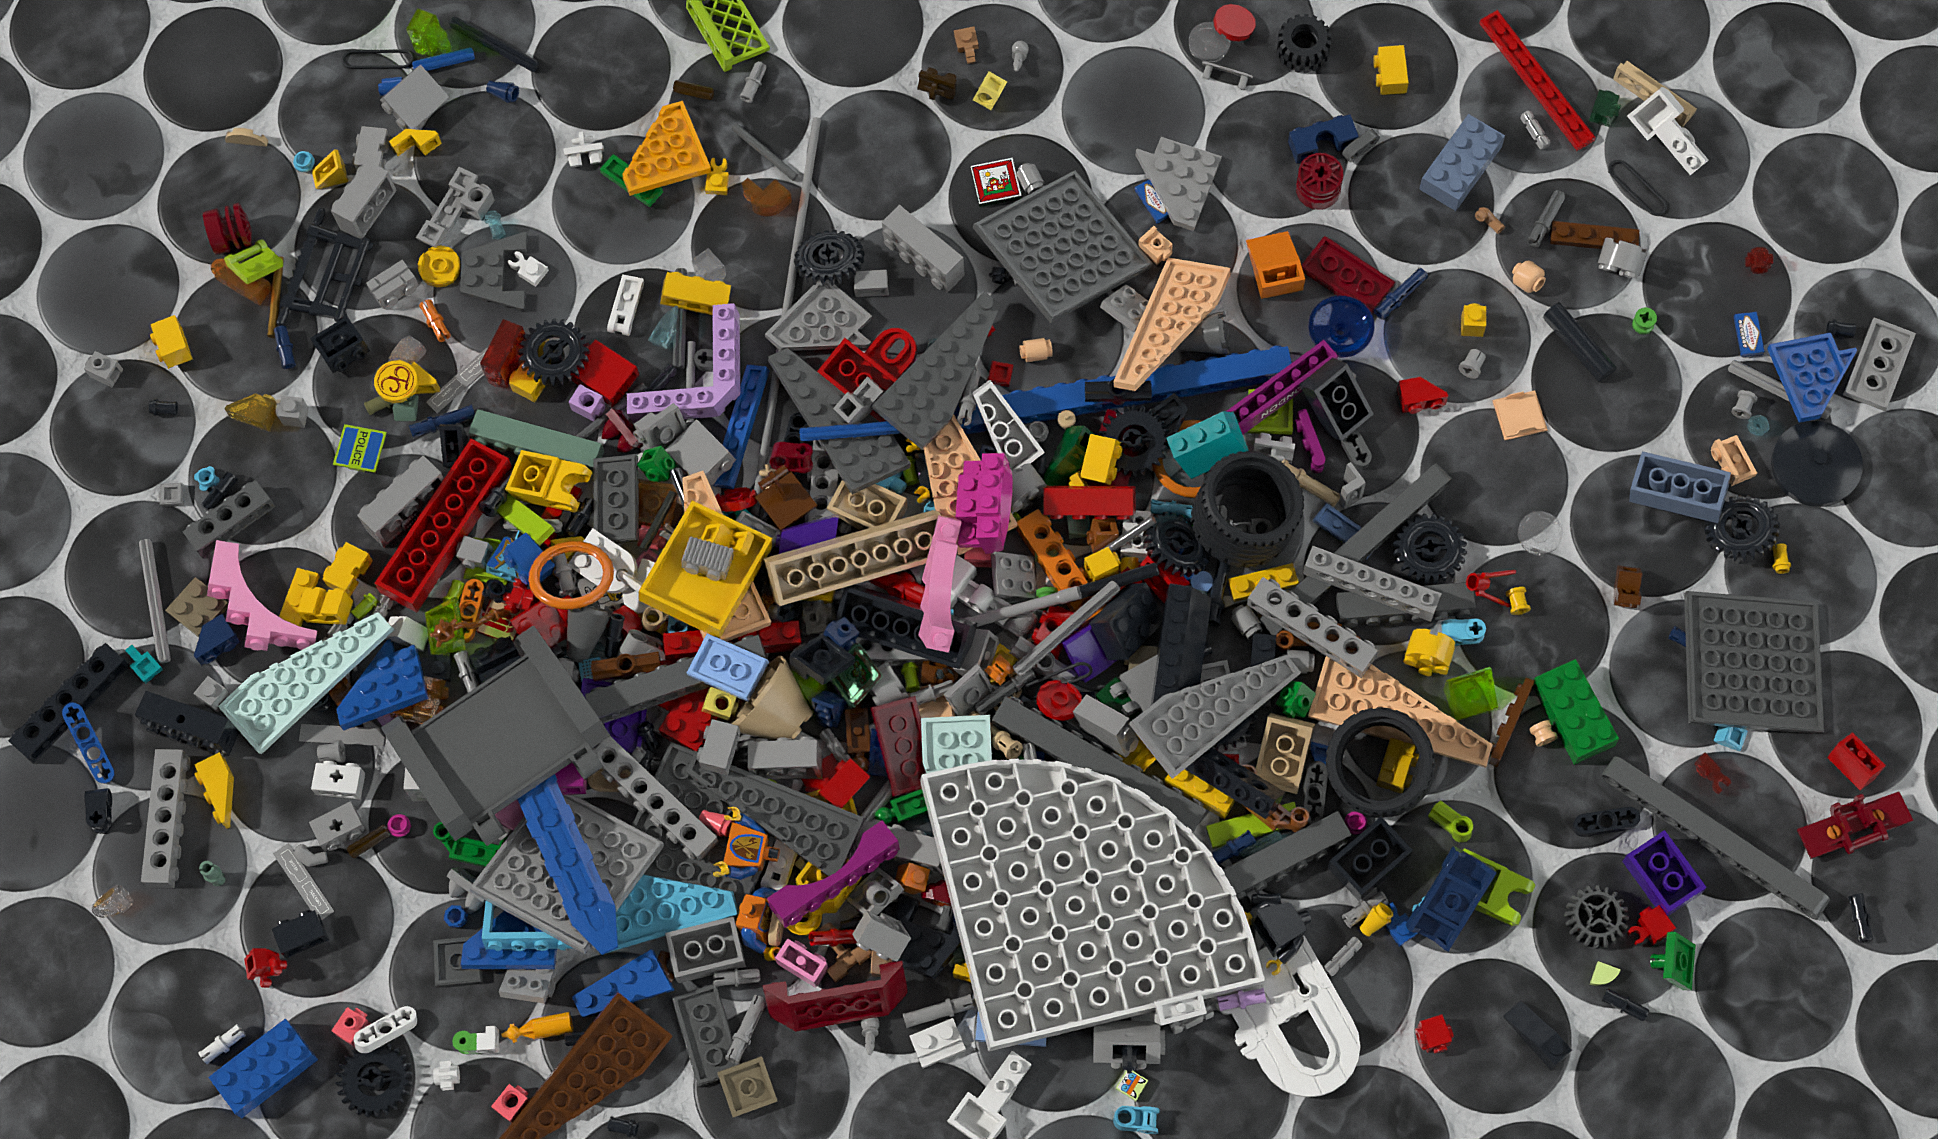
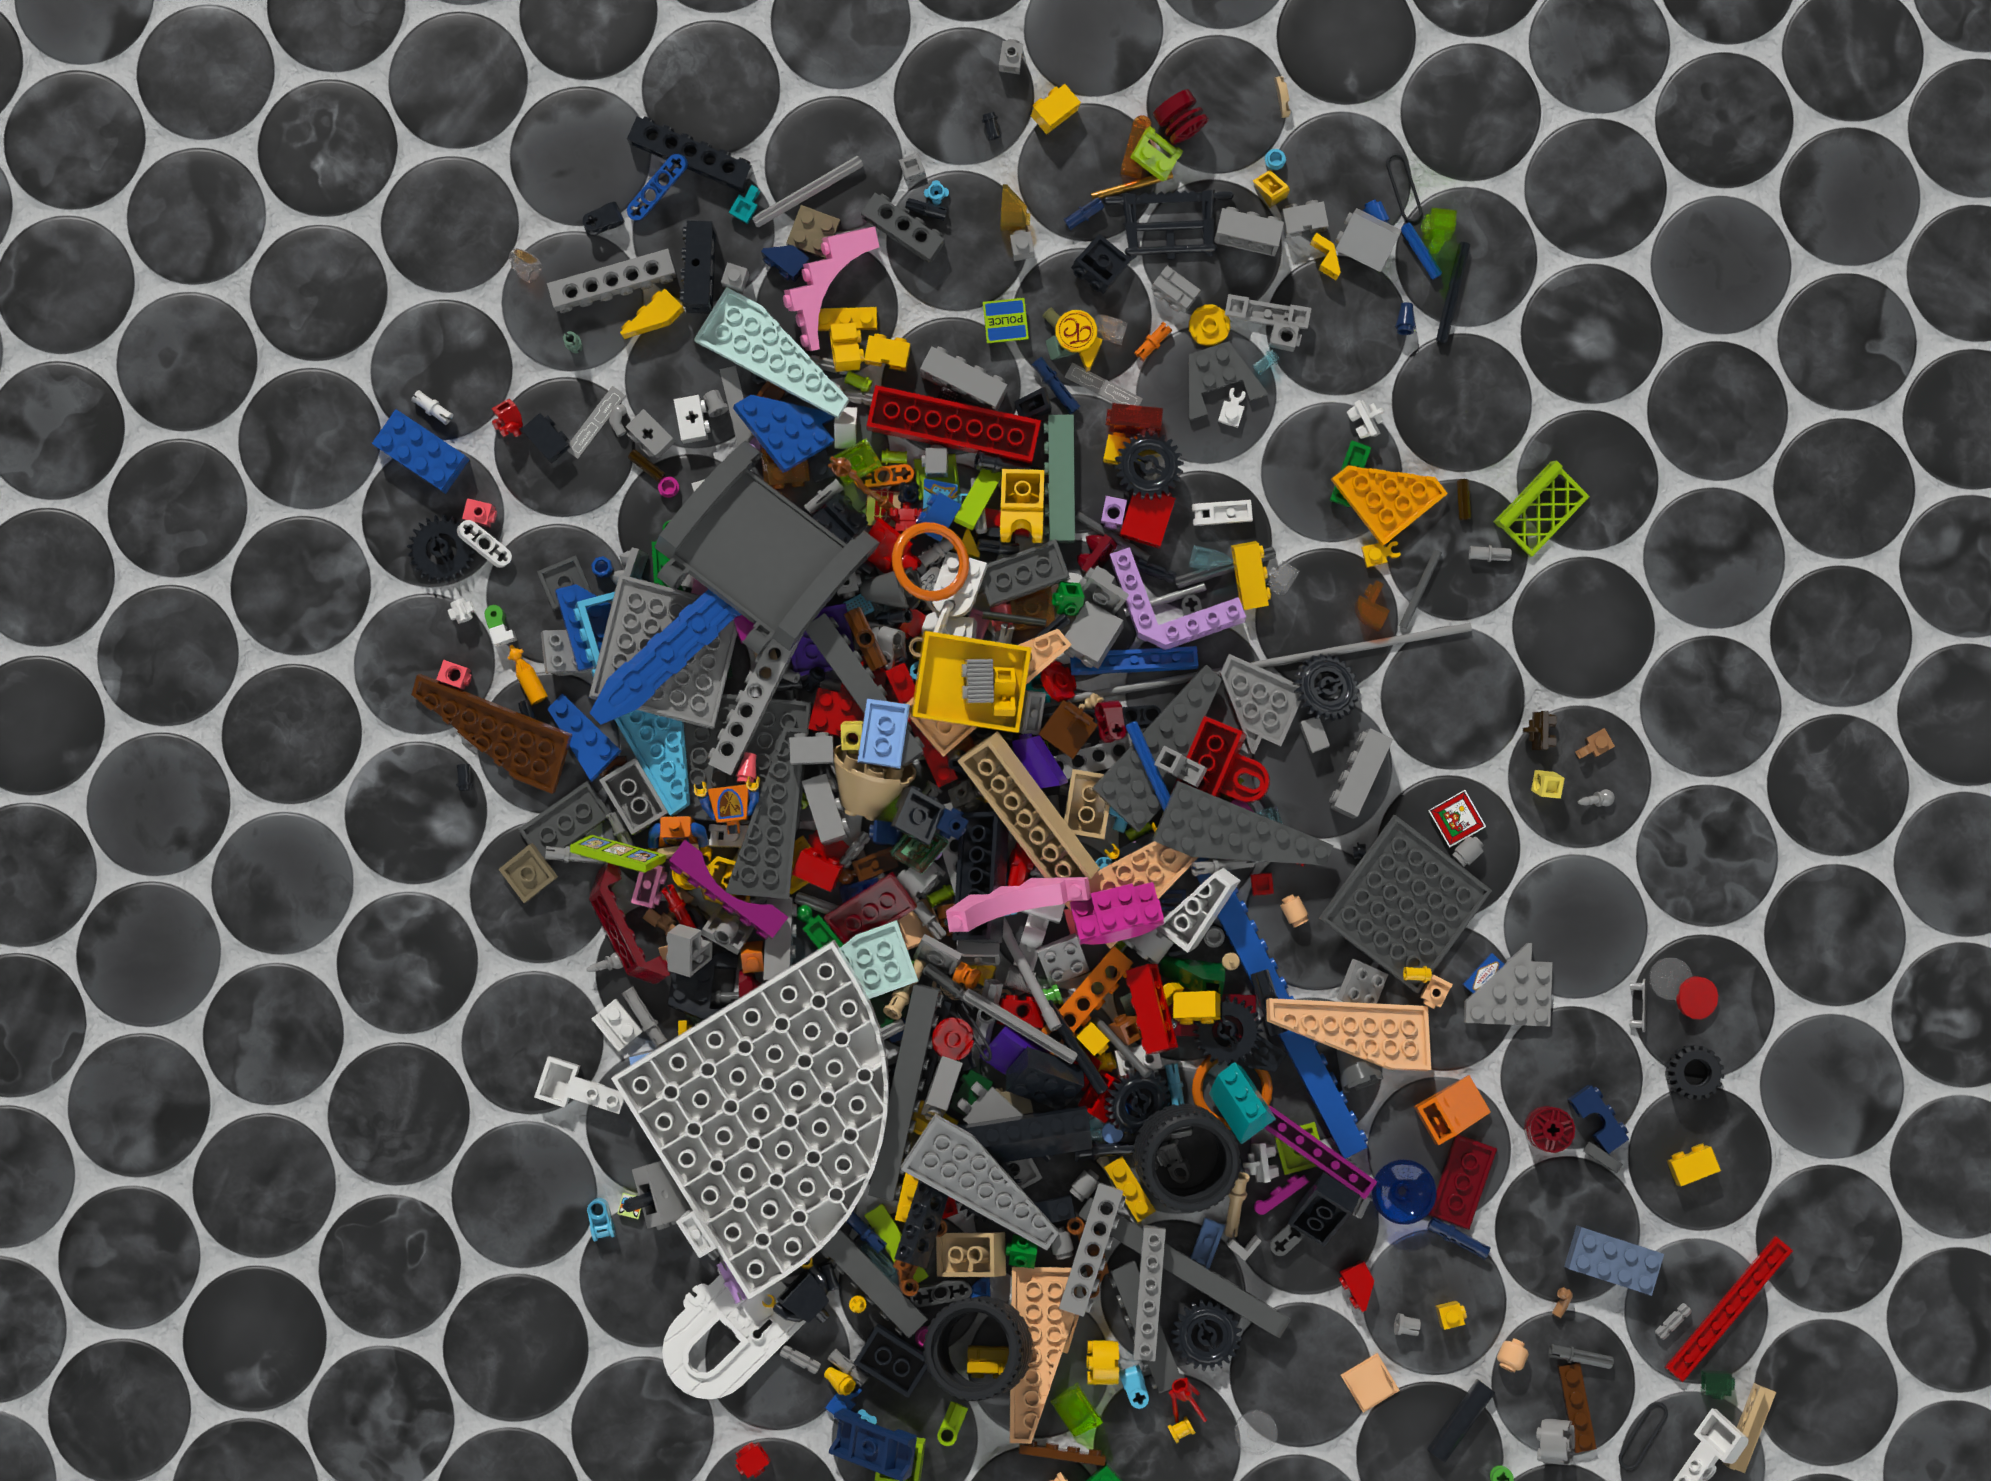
camera: 70 degrees right, 15 degrees up
(758, 979) = (617, 853): none -> tile
(1135, 249) = (1420, 974): none -> yellow pin
(1301, 877) = (857, 1304): none -> yellow axle

